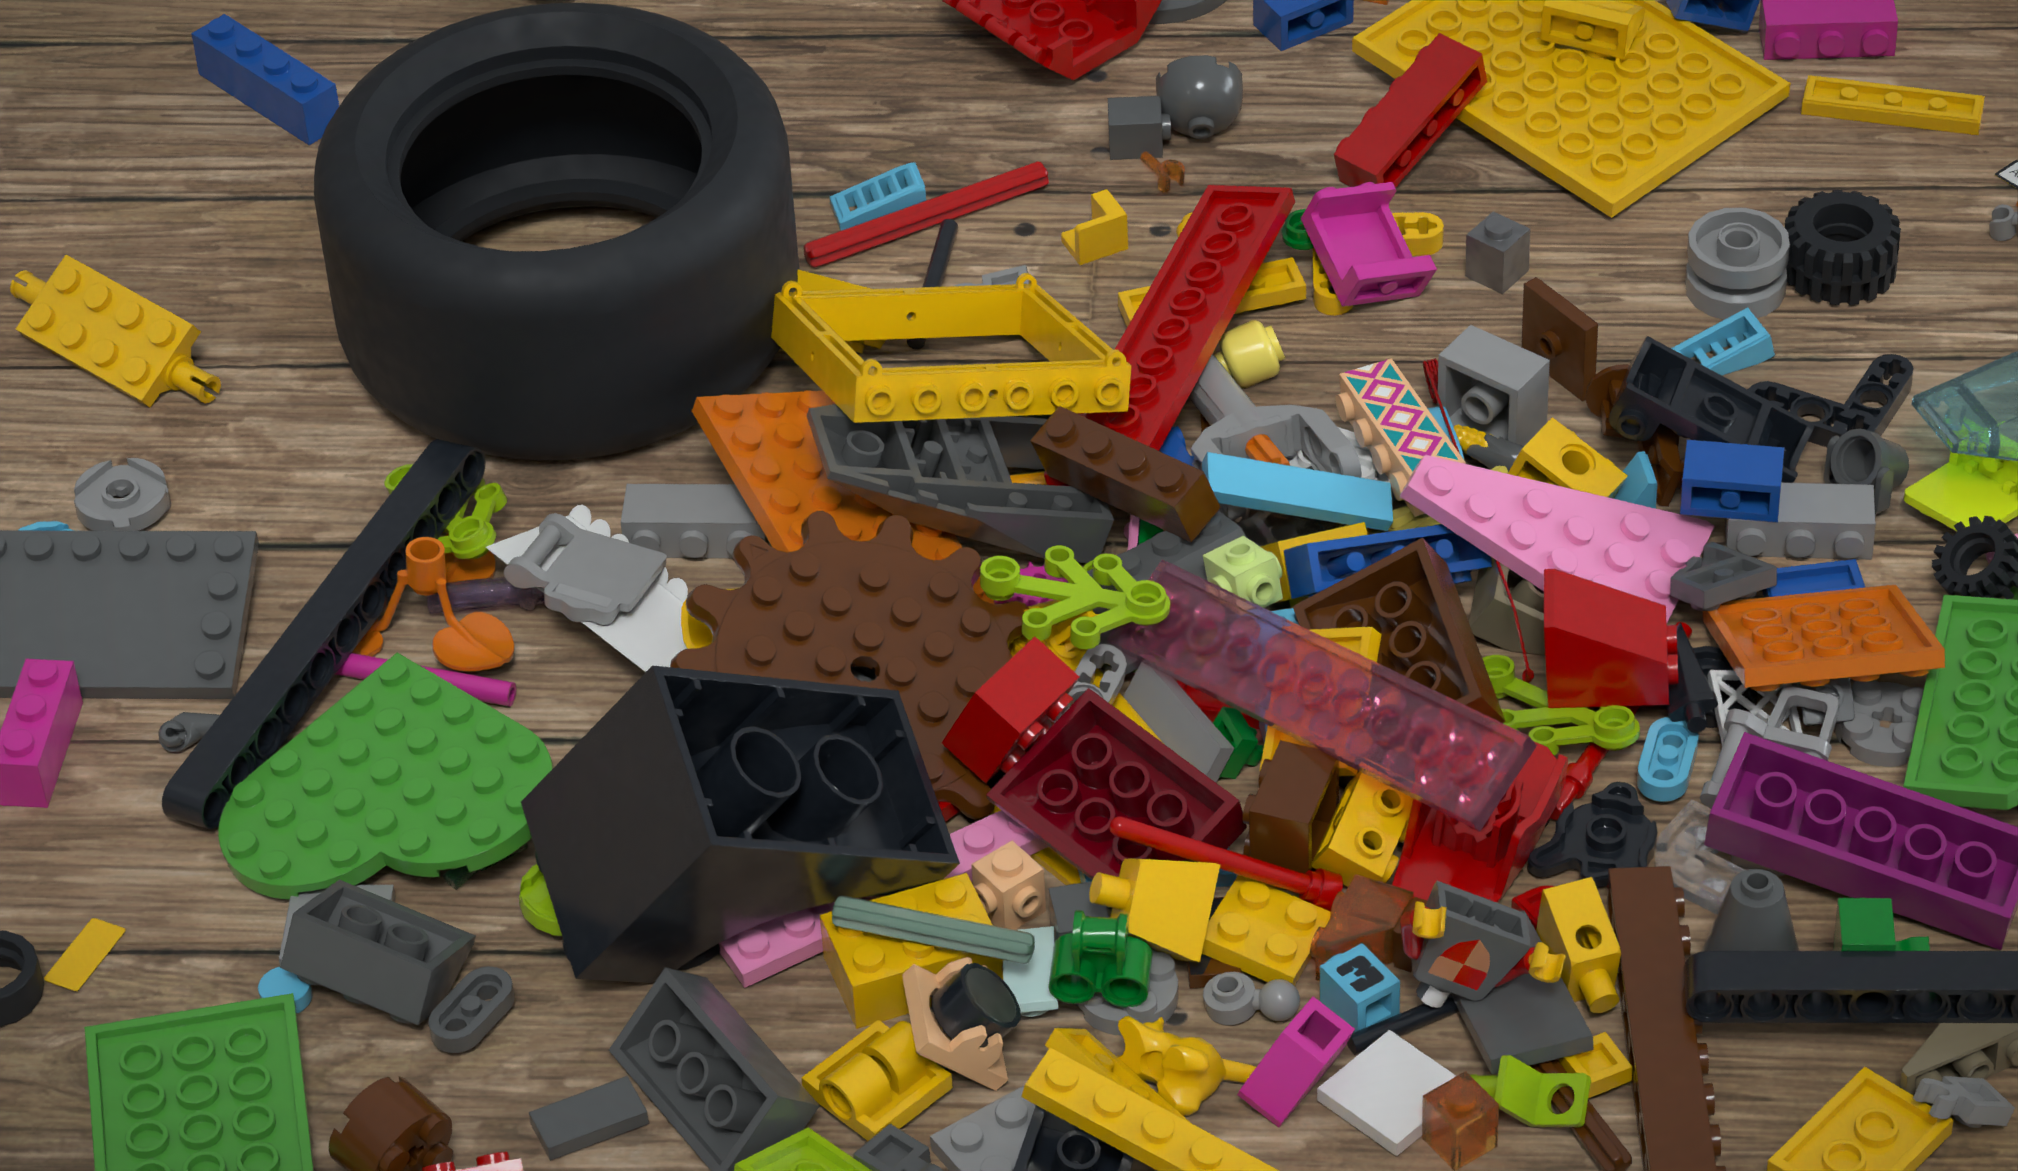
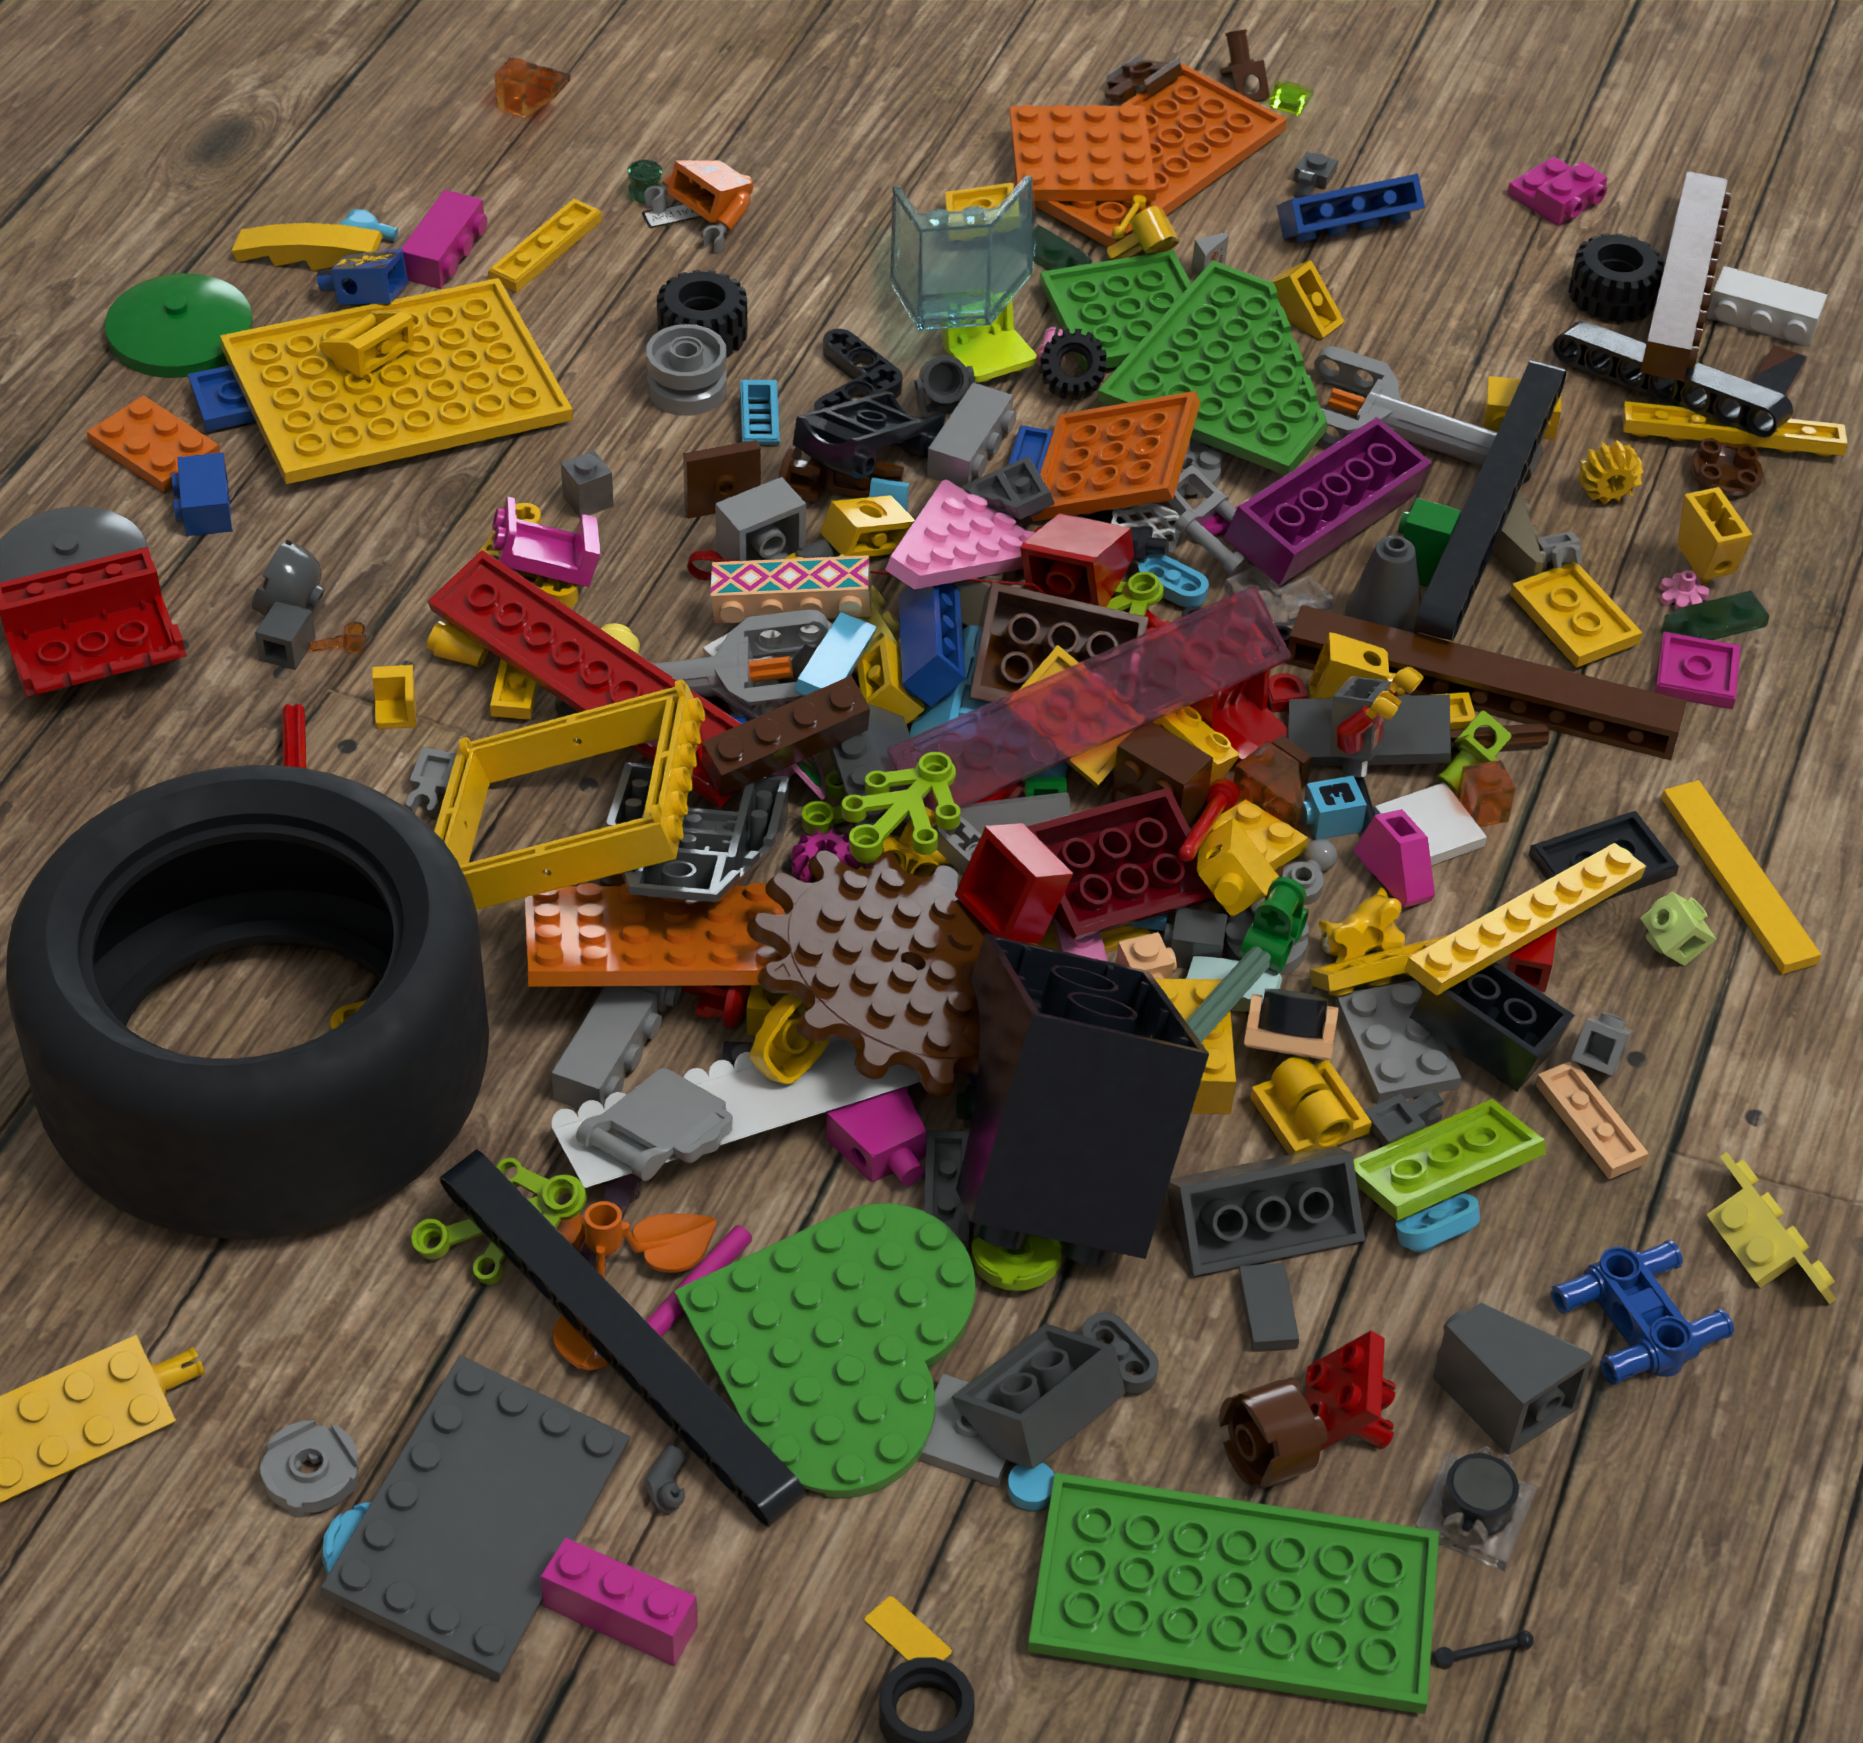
camera: 75 degrees left, 5 degrees up
(1245, 571) = (917, 710): yellowish green brick -> none
(1411, 114) = (409, 472): red brick -> none
(1732, 480) = (947, 438): blue brick -> none

